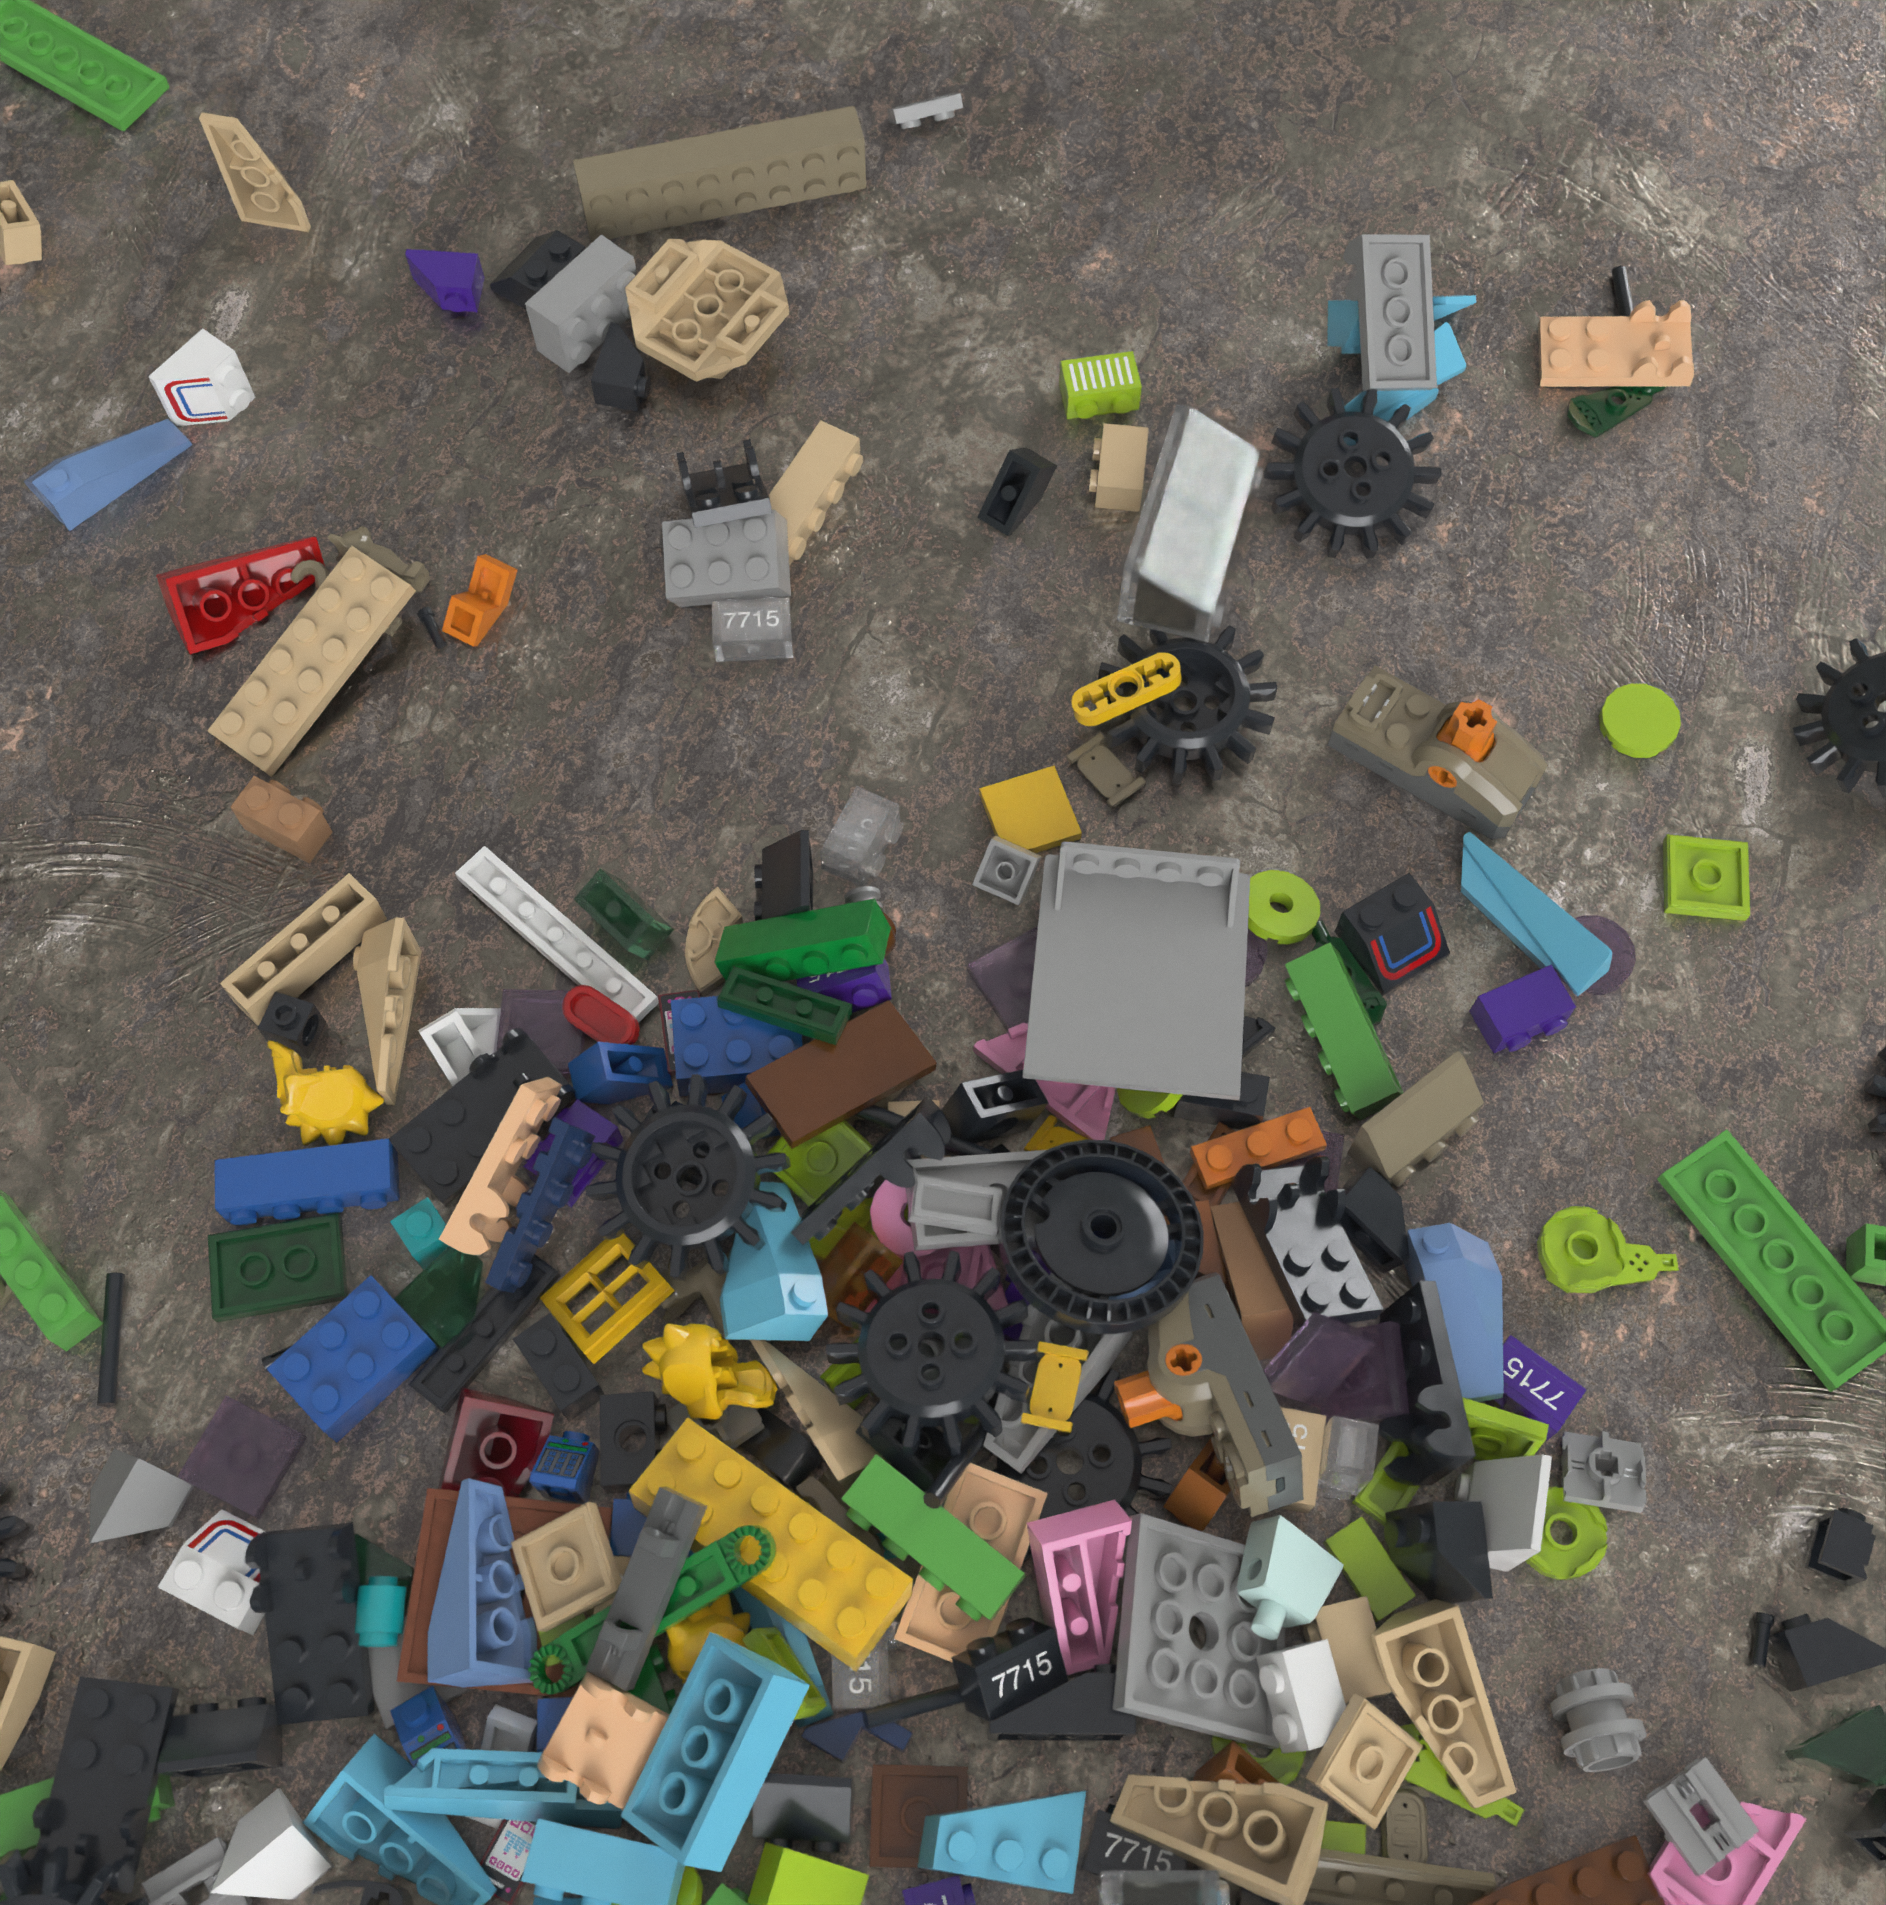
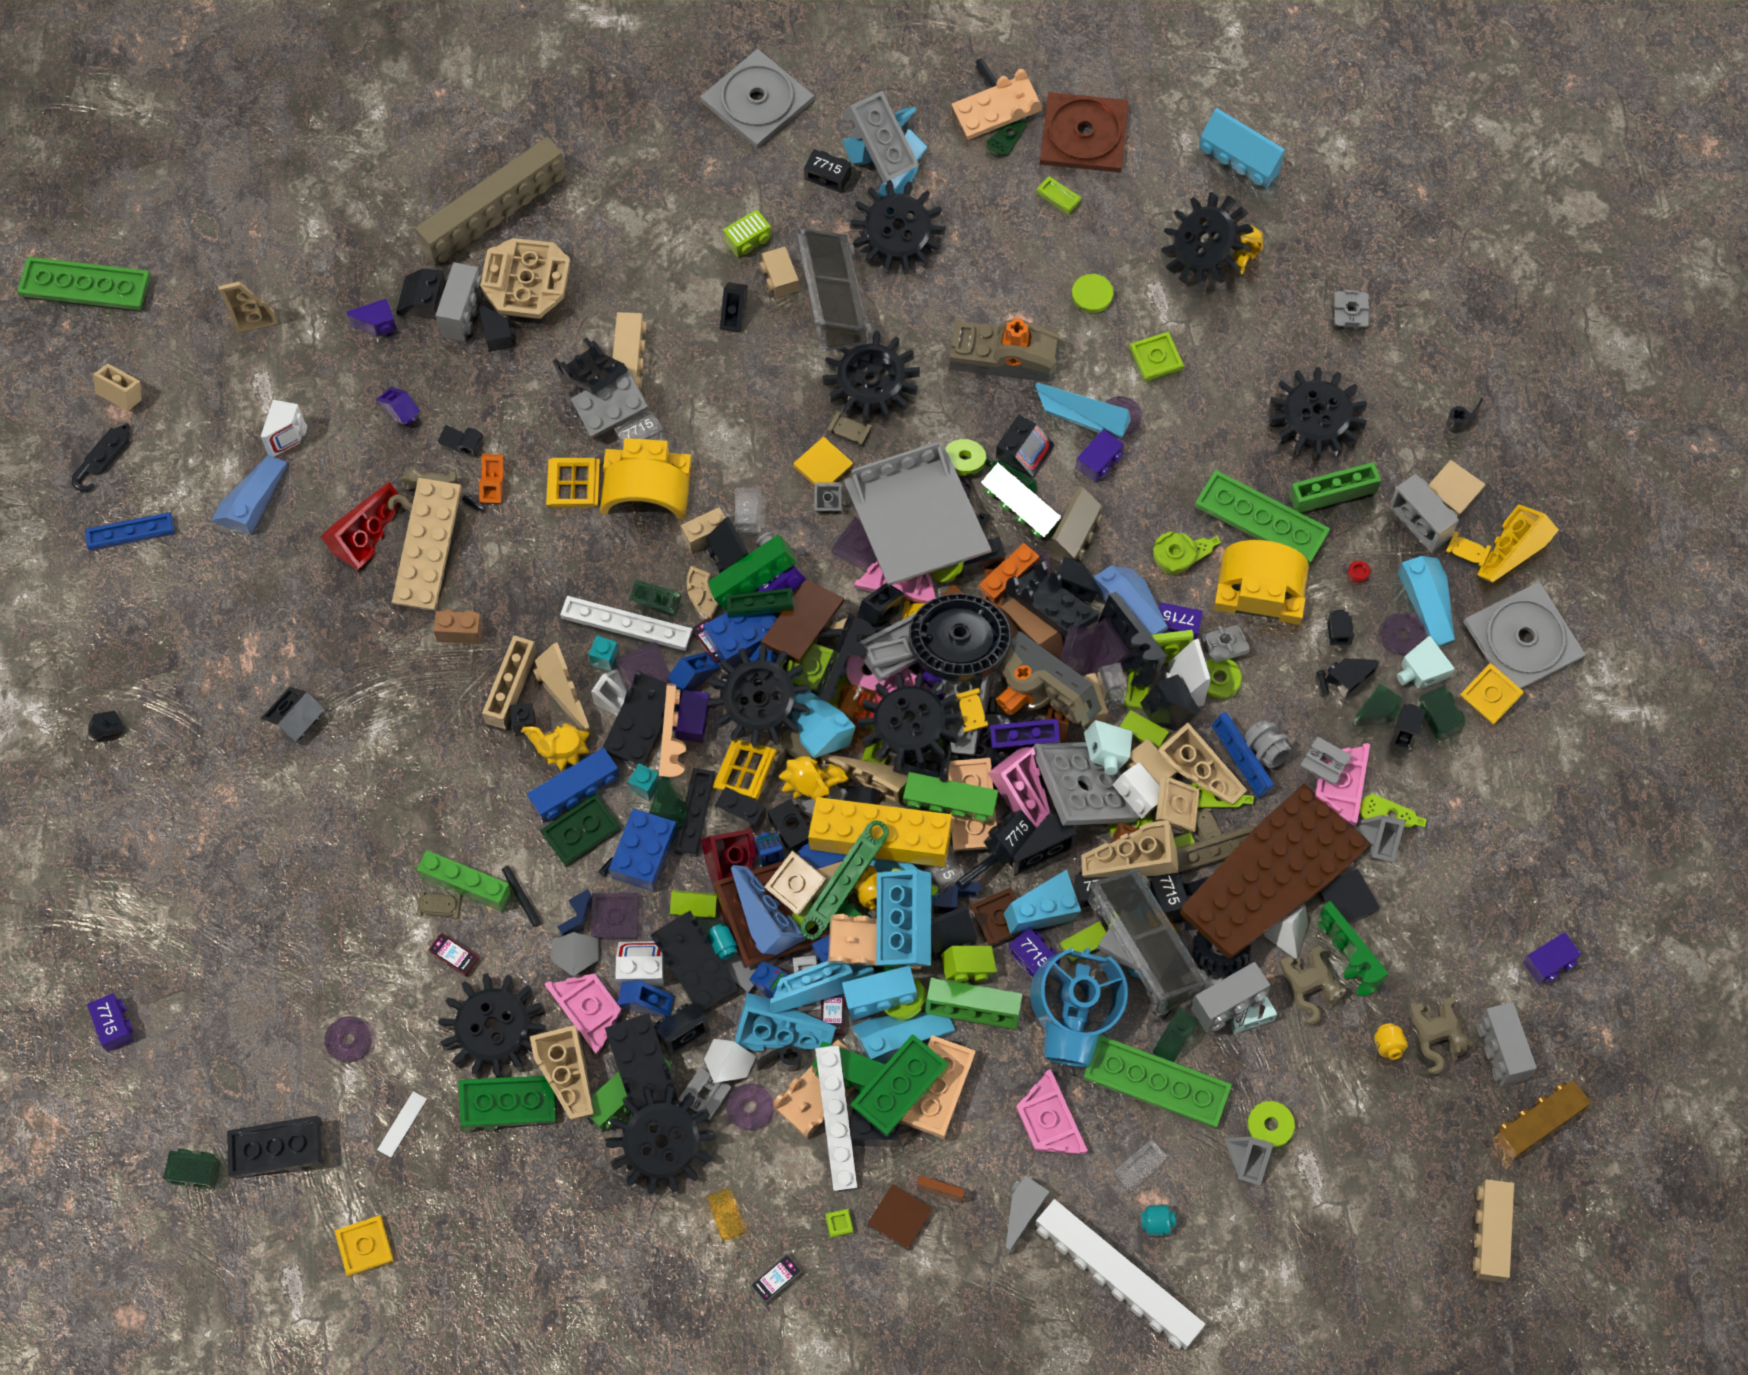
camera: 25 degrees left, 0 degrees up
(94, 1610) = (587, 1007): none -> bright pink wing
(187, 1417) = (580, 906): none -> dark blue slope
(198, 1649) = (645, 998): none -> blue slope
(383, 1504) = (699, 903): none -> lime tile
(404, 426) = (398, 405): none -> dark purple slope
(469, 523) = (464, 443): none -> black panel
(487, 971) = (603, 653): none -> teal brick
(539, 1205) = (696, 775): dark blue wing -> none
(600, 1016) = (670, 649): red tile -> none
(635, 678) = (592, 483): none -> yellow piece
(646, 1588) = (839, 868): dark grey hinge -> none
(726, 704) = (646, 474): none -> yellow piece
(757, 828) = (696, 530): none -> tan brick
(940, 107) = (582, 114): light grey plate -> none
(1131, 1481) = (1024, 734): none -> dark purple brick
(1157, 687) = (842, 375): yellow beam -> none
(1220, 221) = (757, 118): none -> light grey piece
(1281, 340) = (827, 170): none -> black brick
(1538, 1717) = (1242, 755): none -> blue tile
(1655, 534) = (1058, 195): none -> lime tile
(1737, 1383) = (1265, 575): none -> yellow piece
(1758, 487) = (1068, 147): none -> copper piece

